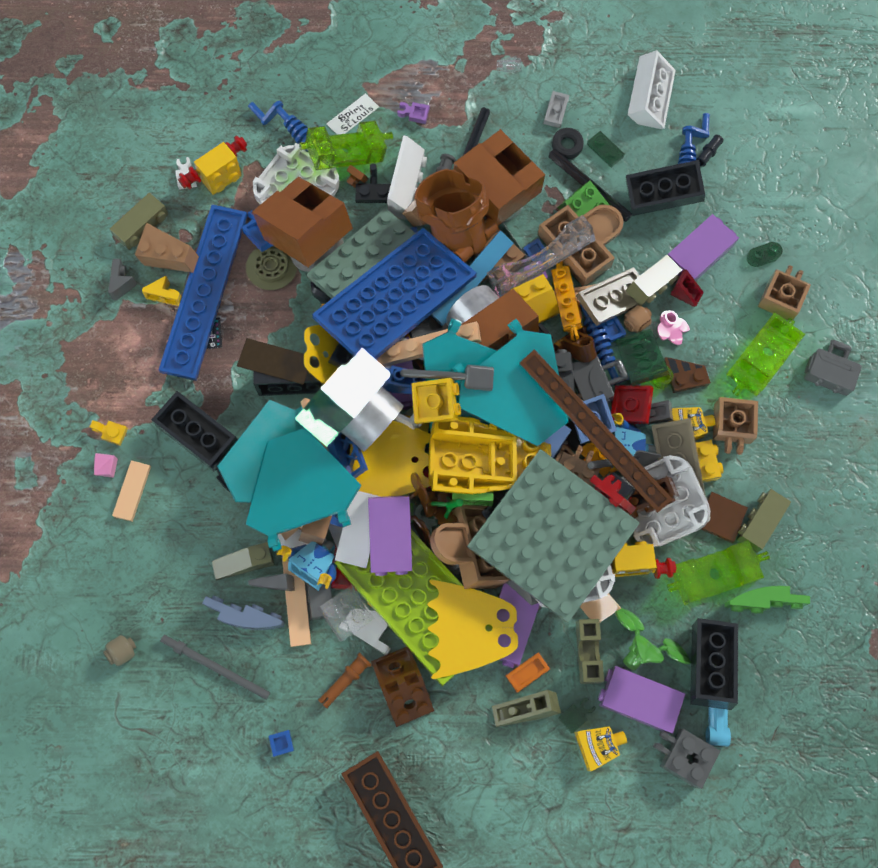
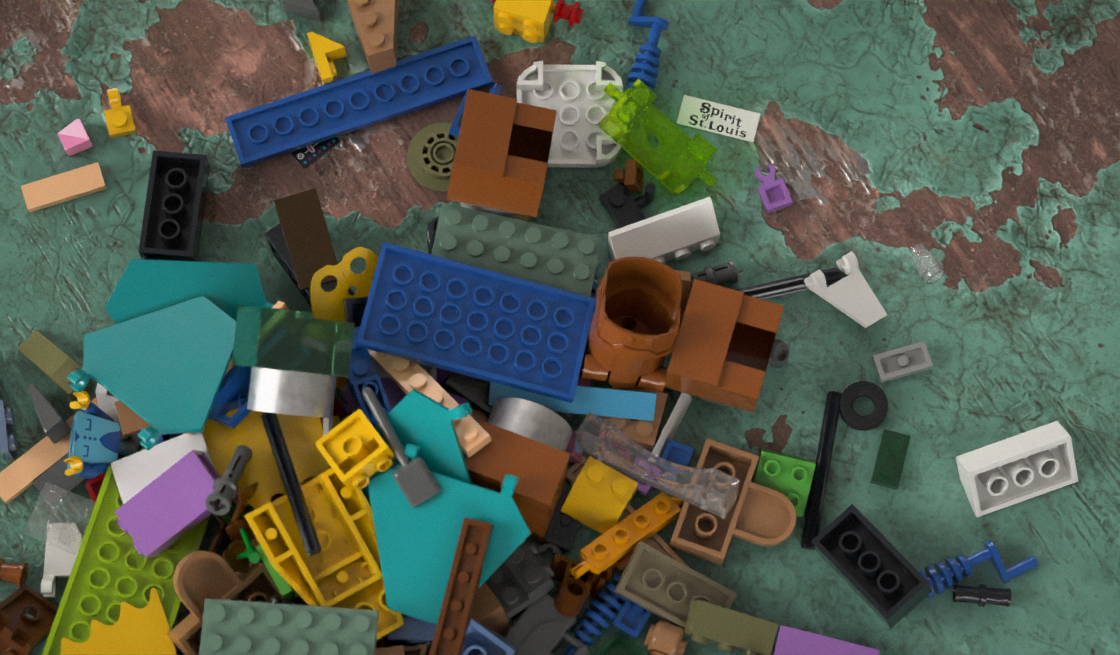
camera: 60 degrees right, 0 degrees up
(406, 491) = (226, 487): none -> dark grey pin
(427, 454) = (291, 483): none -> black axle
(500, 110) = (850, 294): none -> white flag

